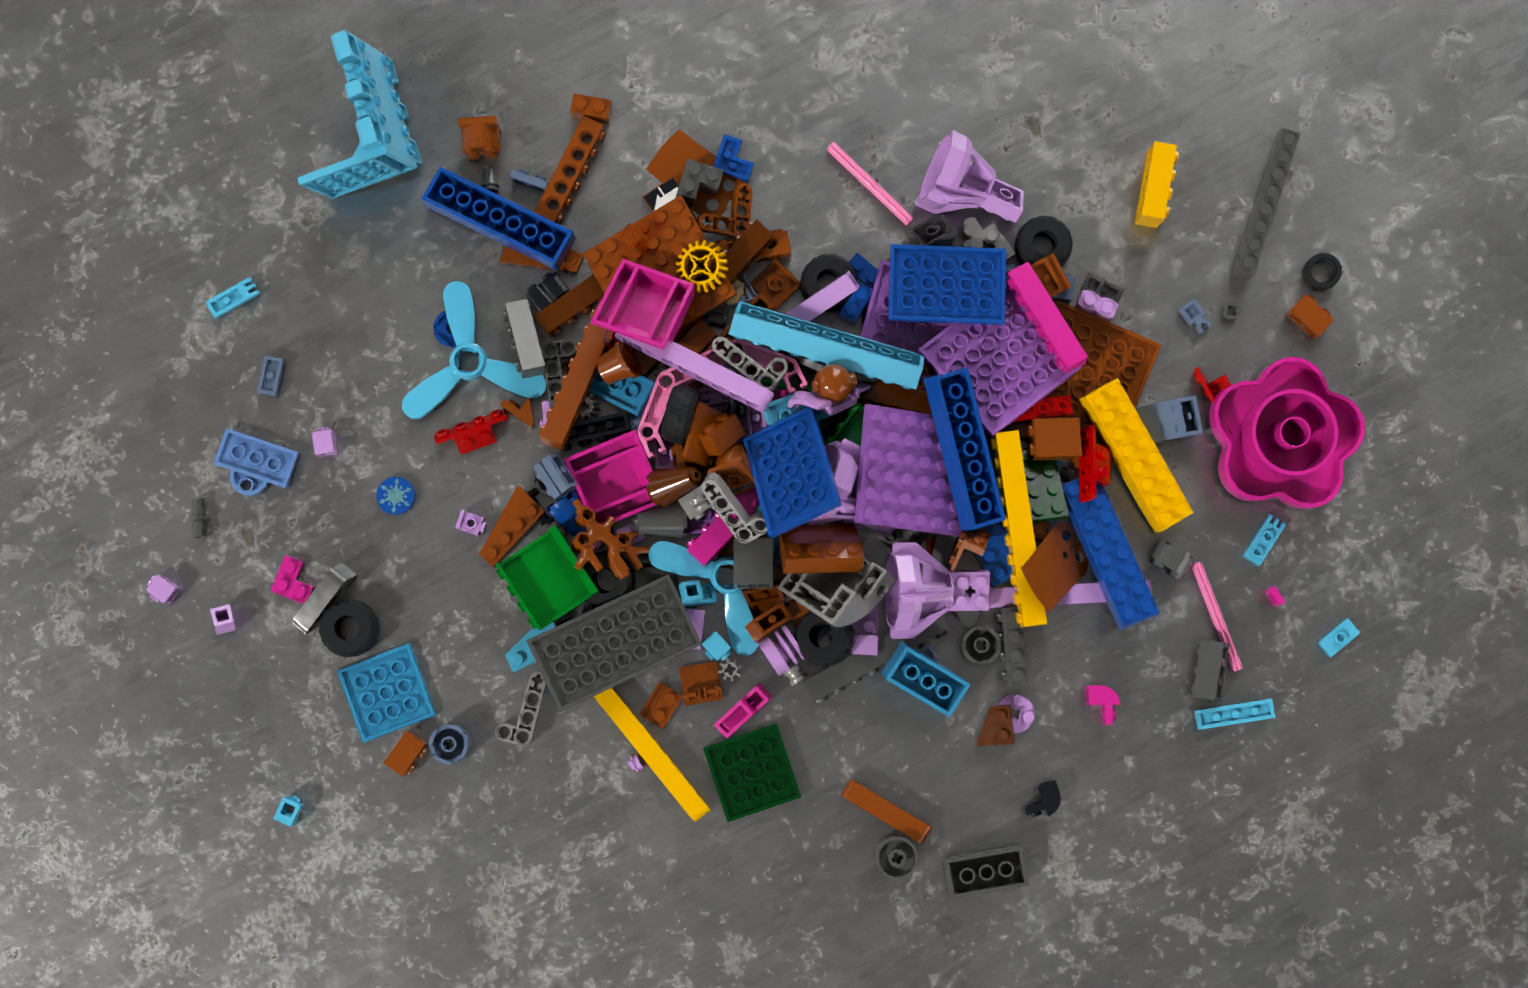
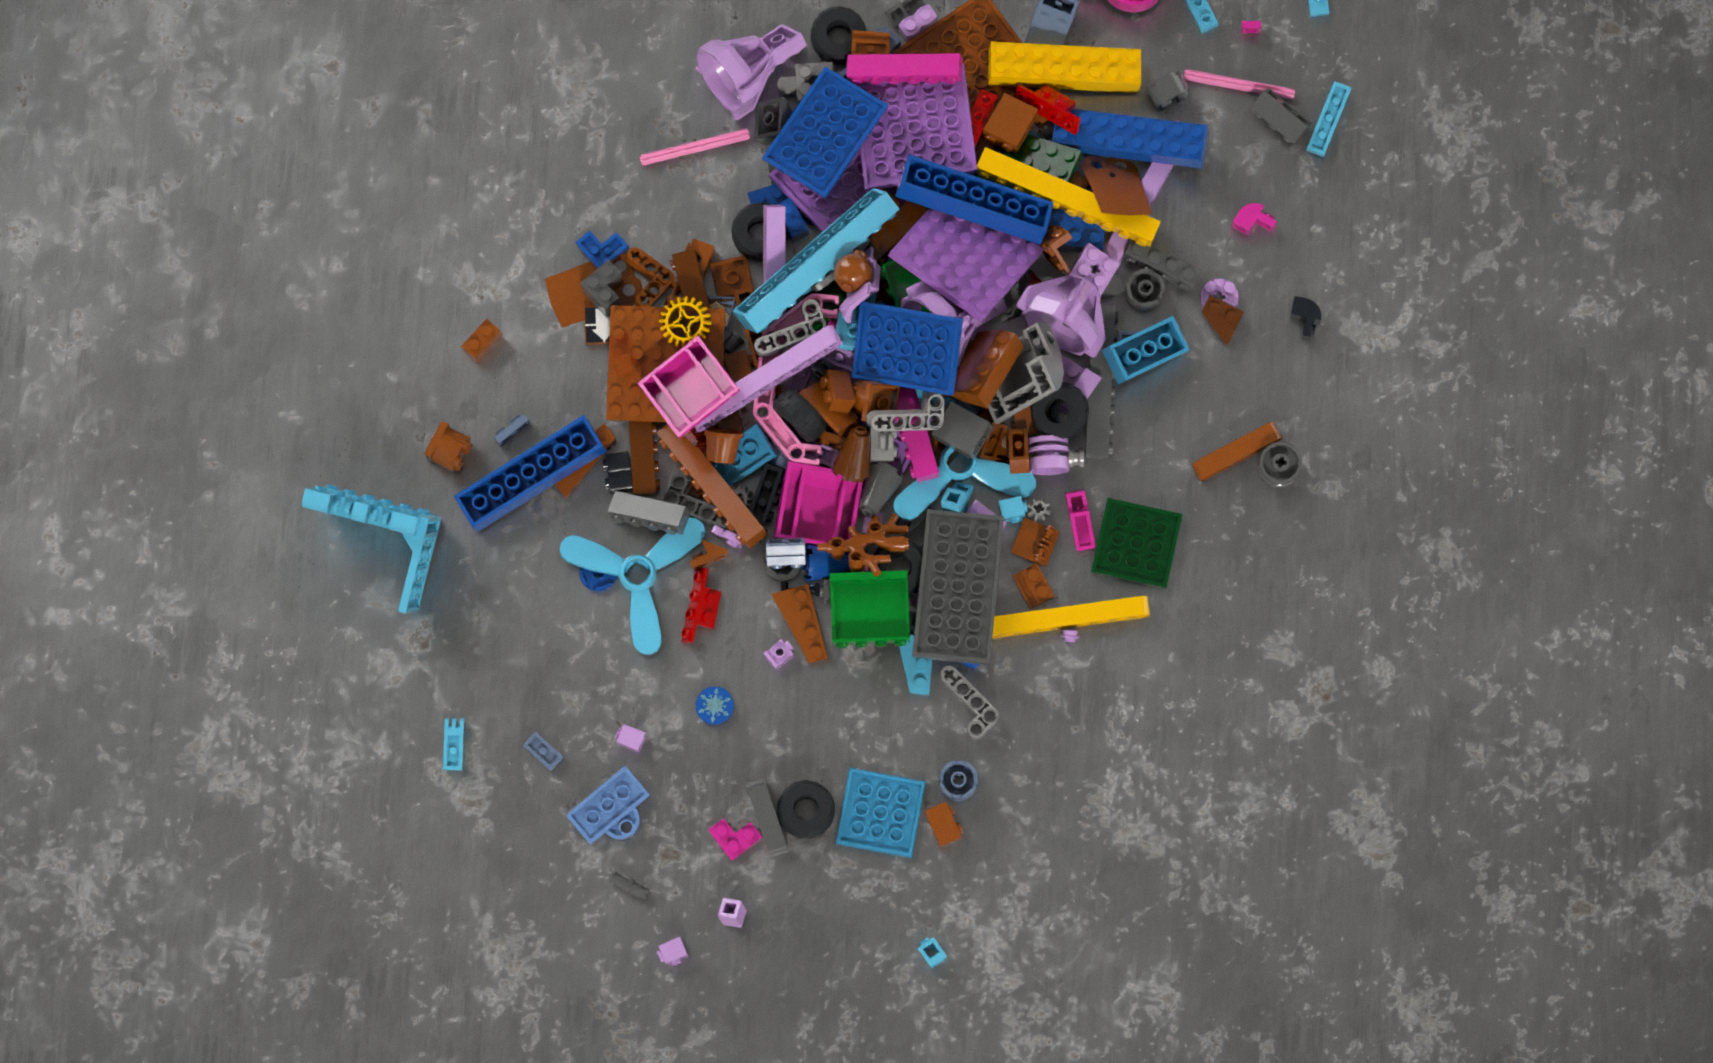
camera: 55 degrees left, 5 degrees down
(489, 179) = (487, 463): dark grey cone -> none
(586, 128) = (503, 349): dark orange brick -> none
(985, 871) = (1335, 398): dark grey brick -> none

